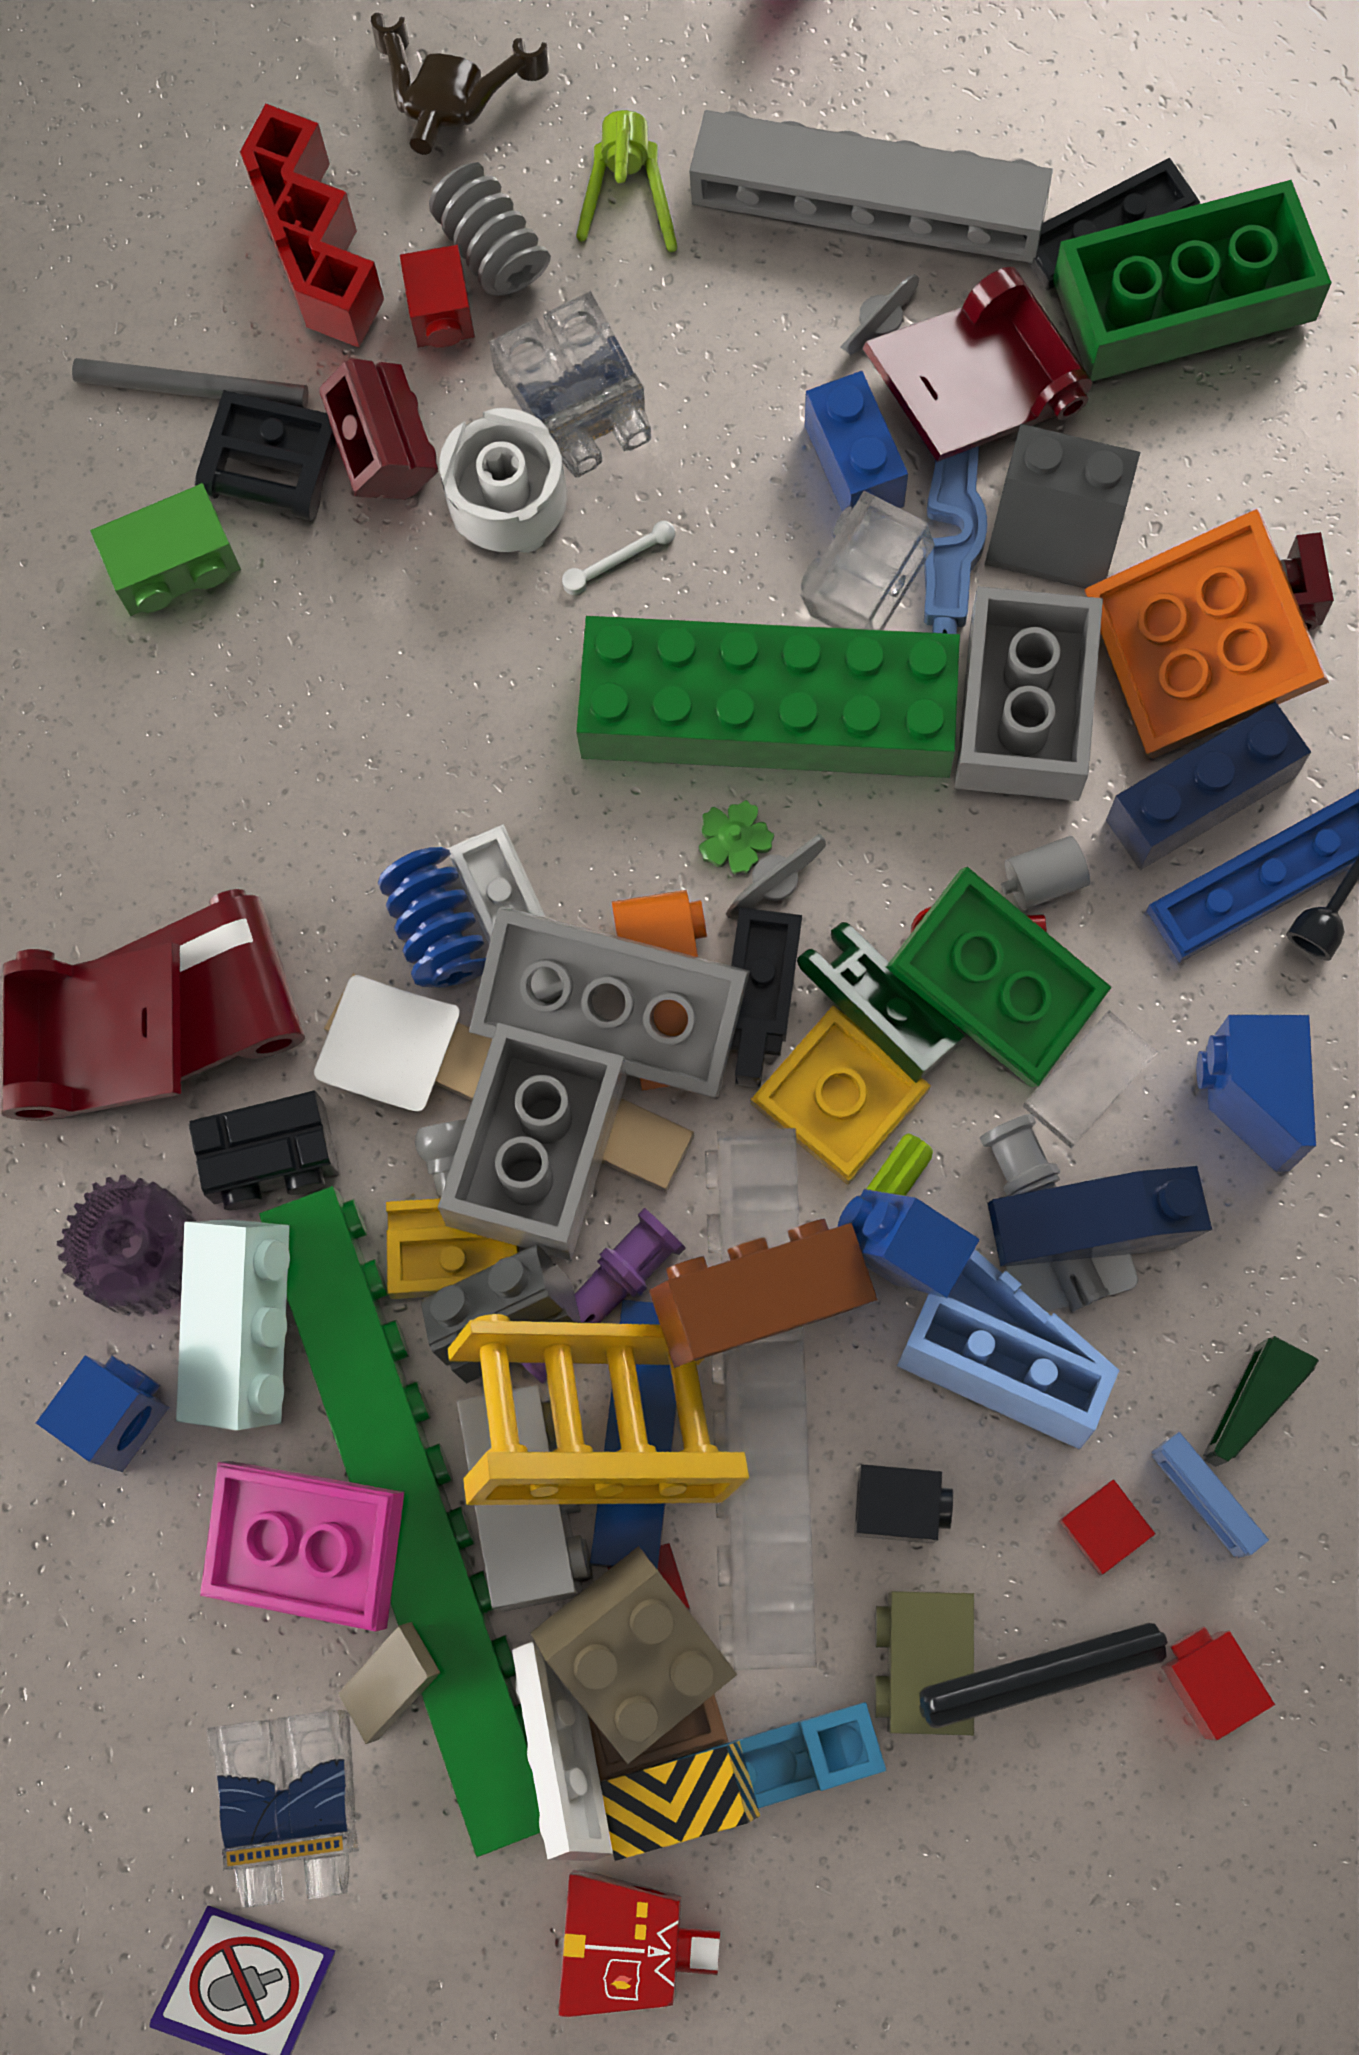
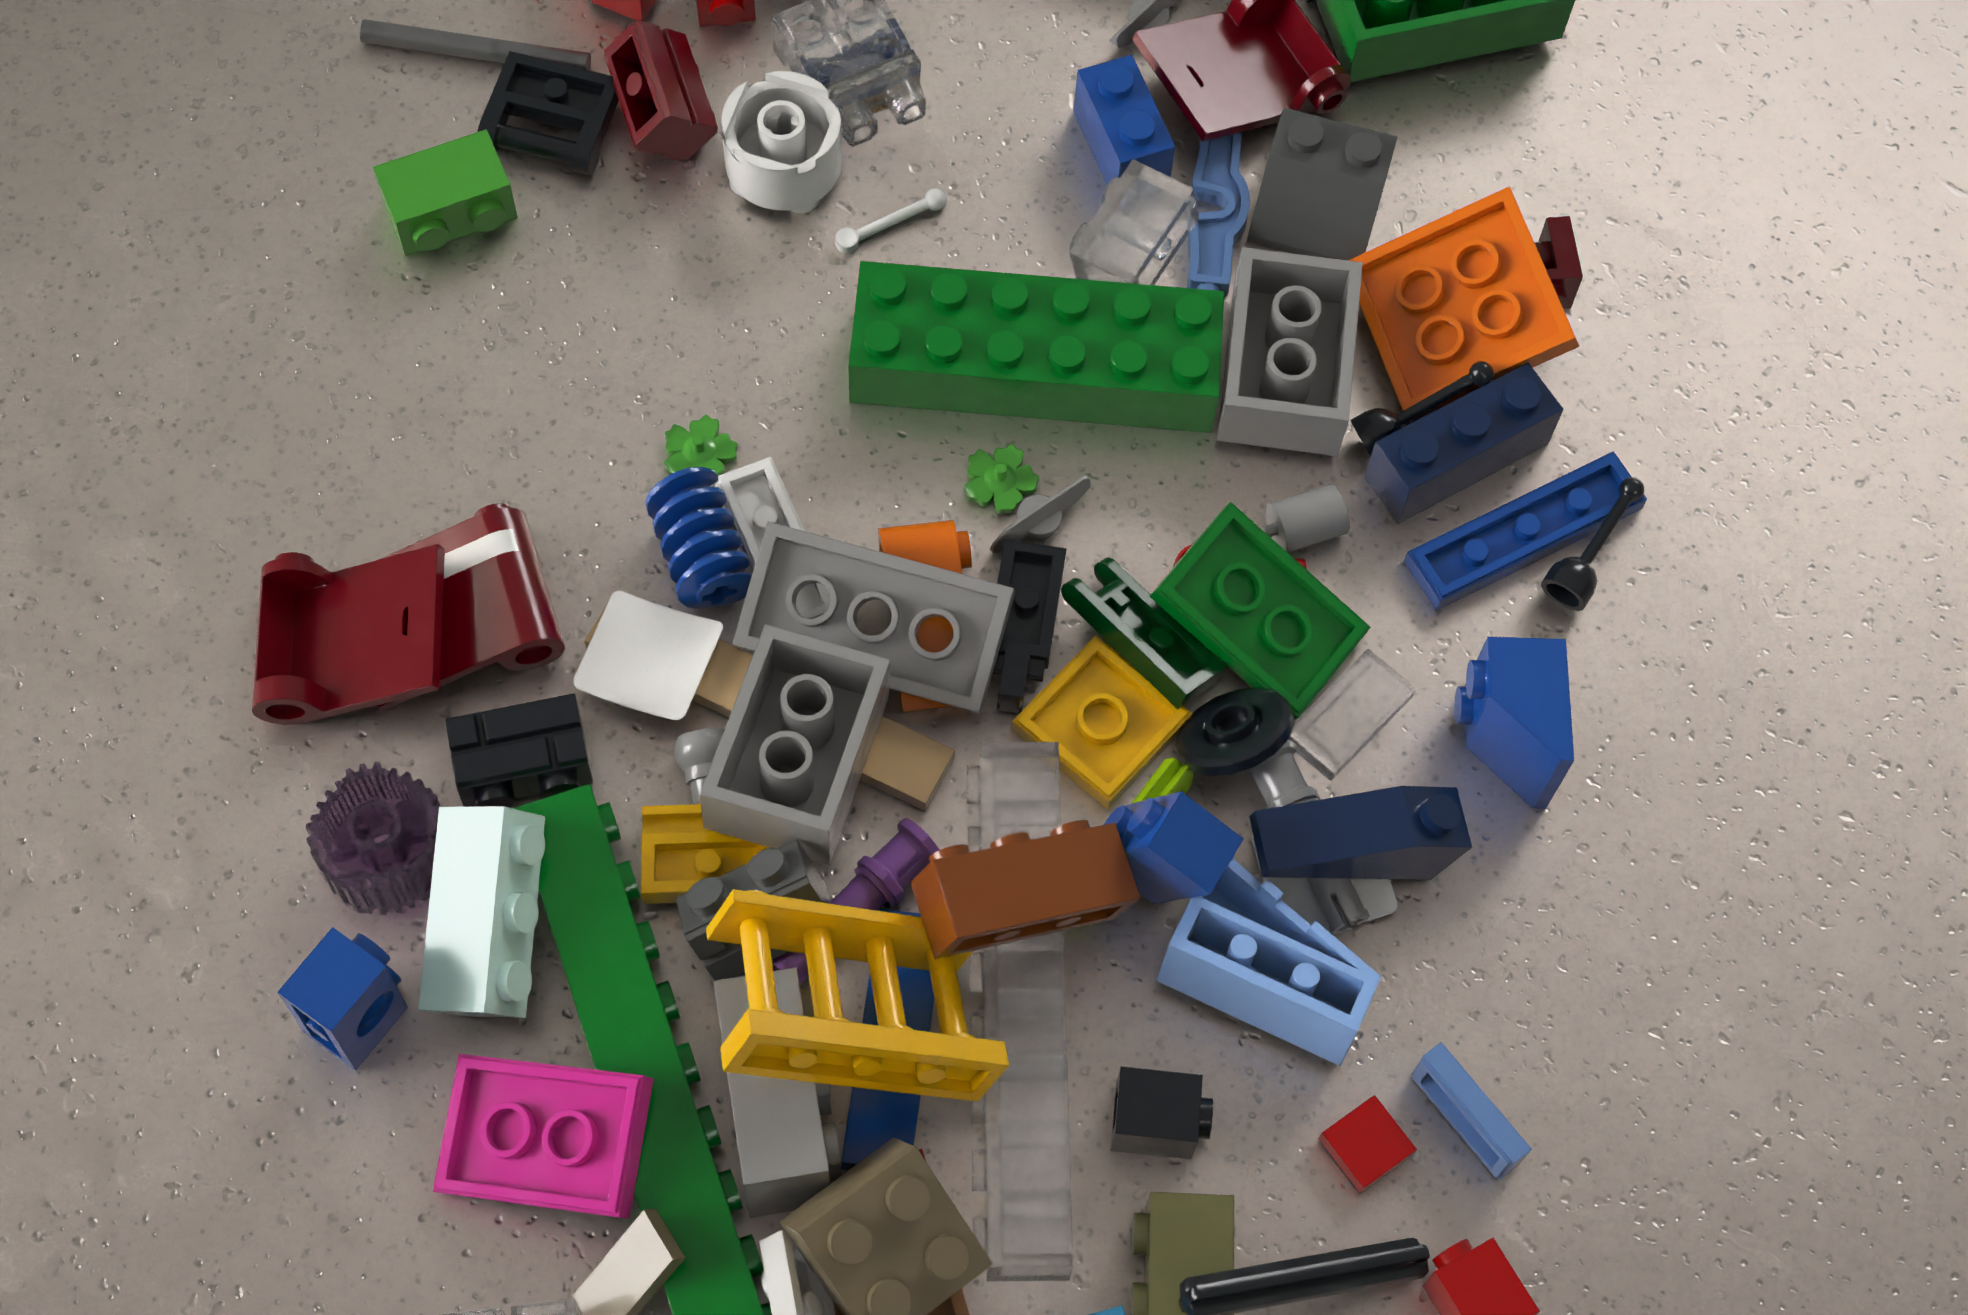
camera: 10 degrees left, 10 degrees down
(432, 818) = (699, 447): none -> bright green plant
(974, 1107) = (1235, 731): none -> black wheel
(1122, 769) = (1380, 422): none -> black hinge
(1265, 1385) = (1530, 999): dark green slope -> none

